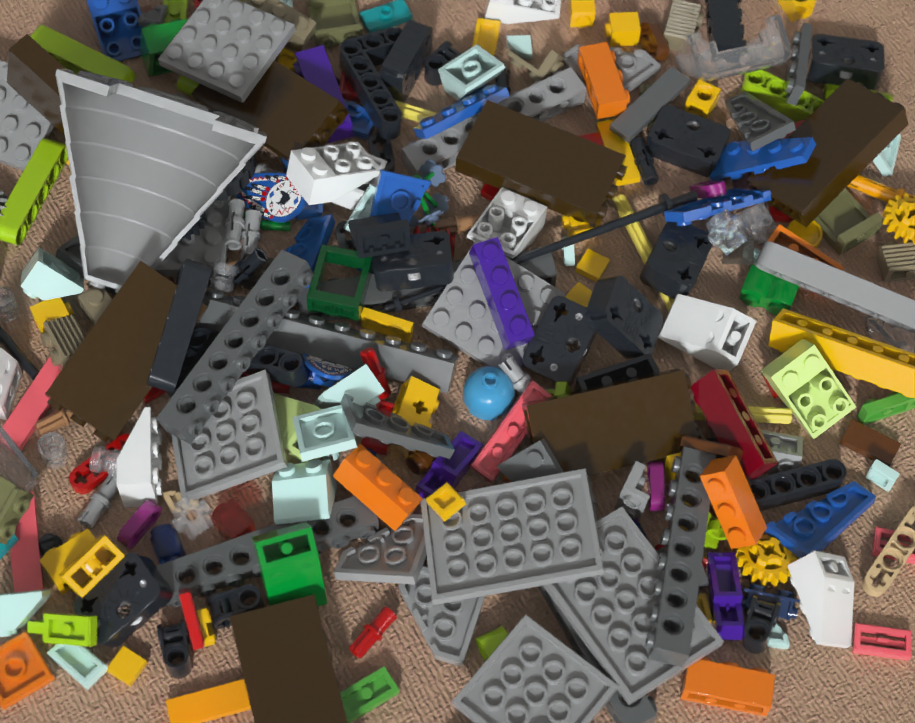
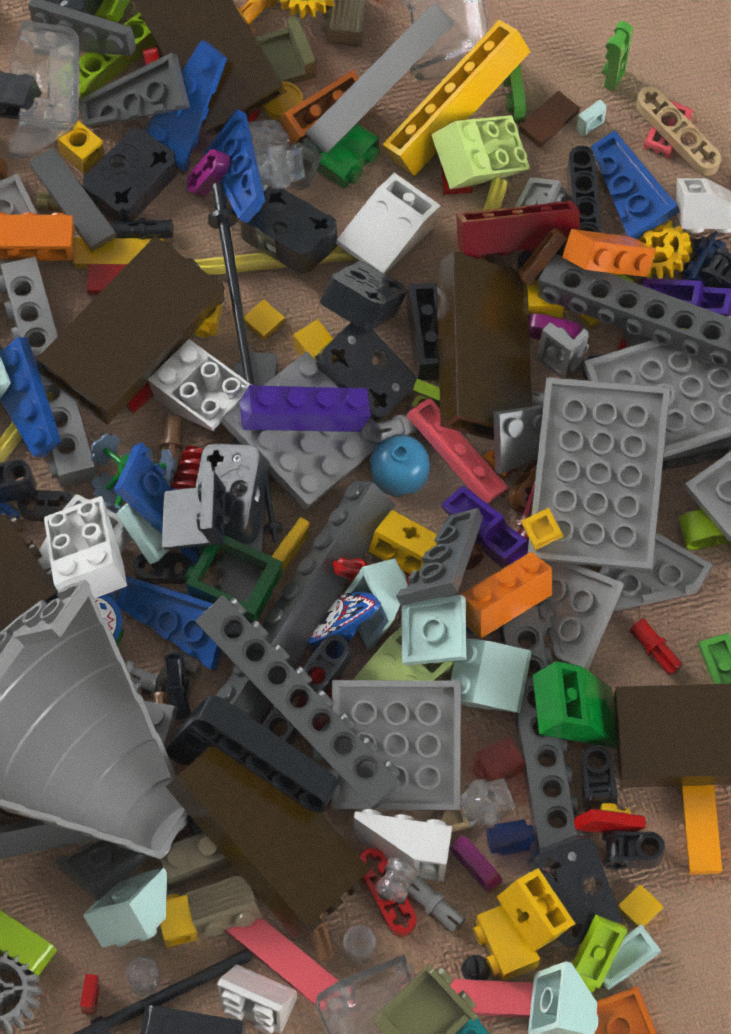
camera: 75 degrees left, 5 degrees up
(221, 282) = (182, 703): clear wheel -> none
(569, 256) = (229, 336): light aqua tile -> none

